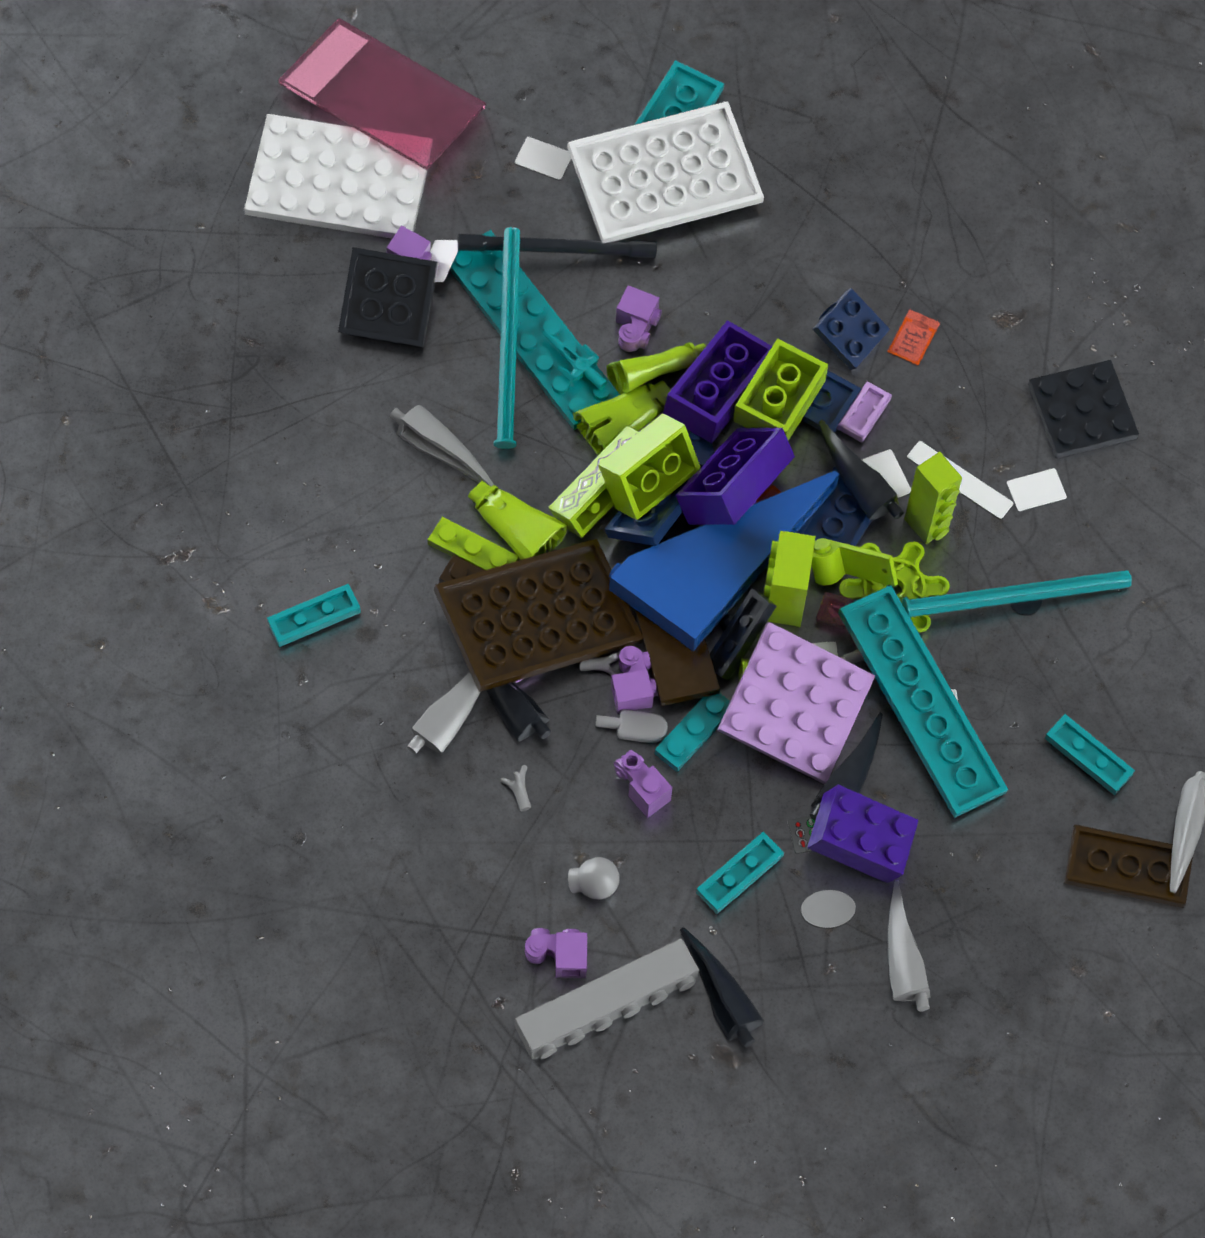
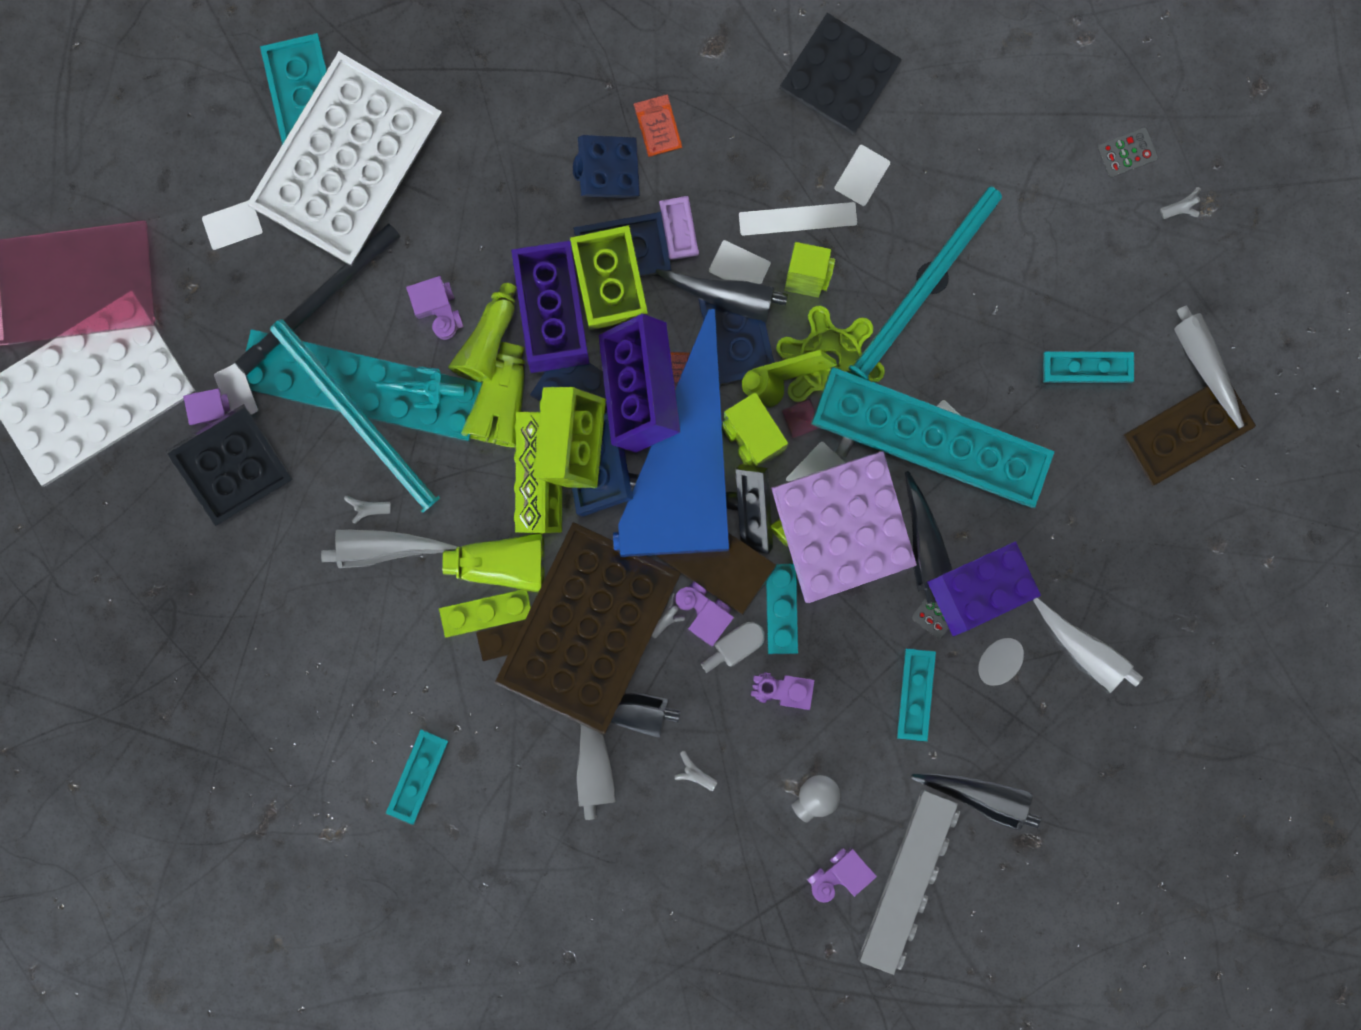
camera: 40 degrees left, 20 degrees up
(457, 411) = (367, 508): none -> light grey bar

